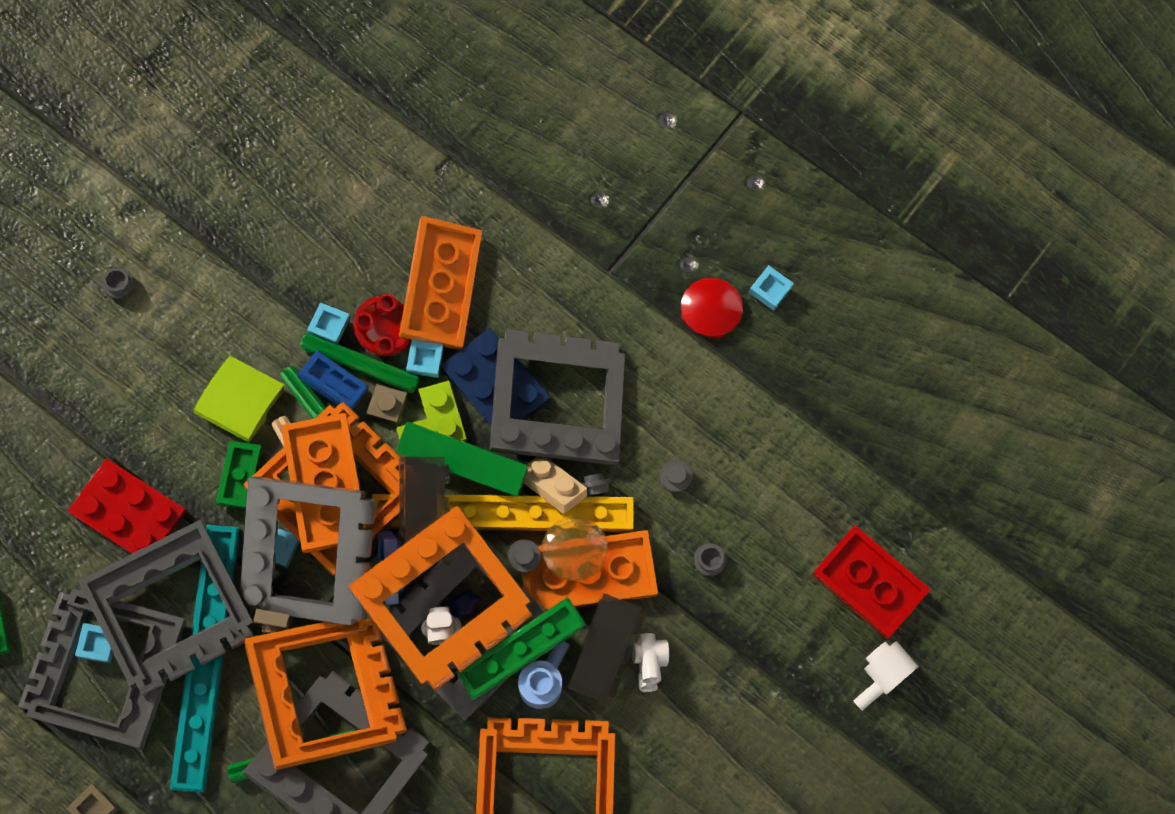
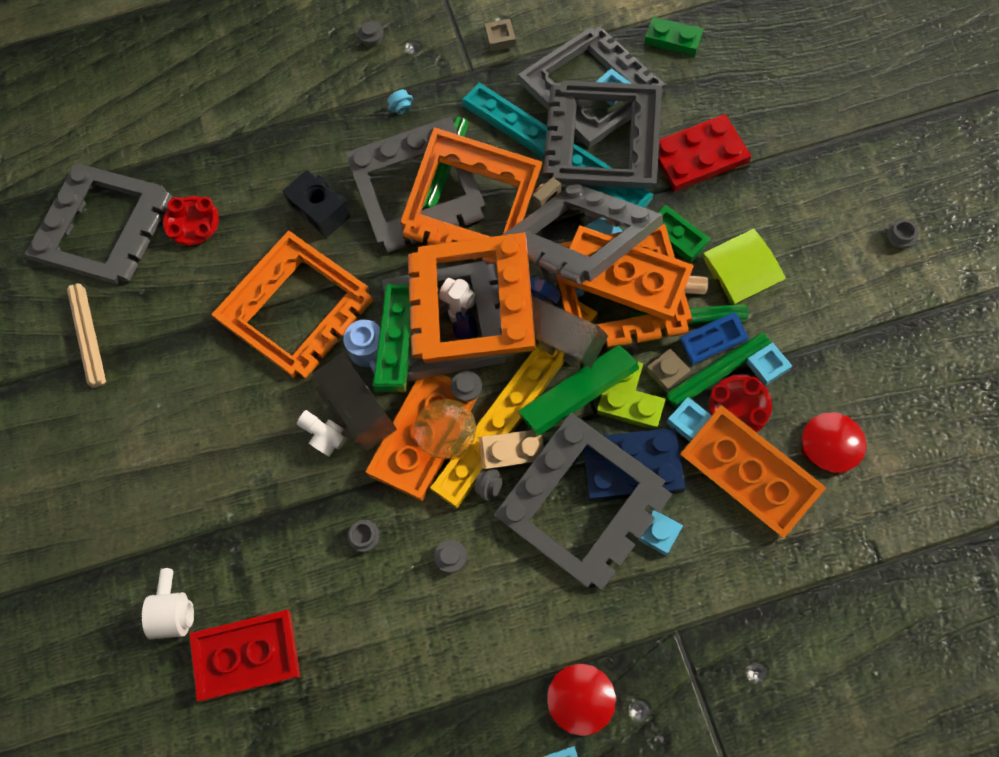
camera: 135 degrees right, 5 degrees down
(368, 238) = (833, 442): none -> red dish
(539, 322) = (661, 533): none -> medium azure plate

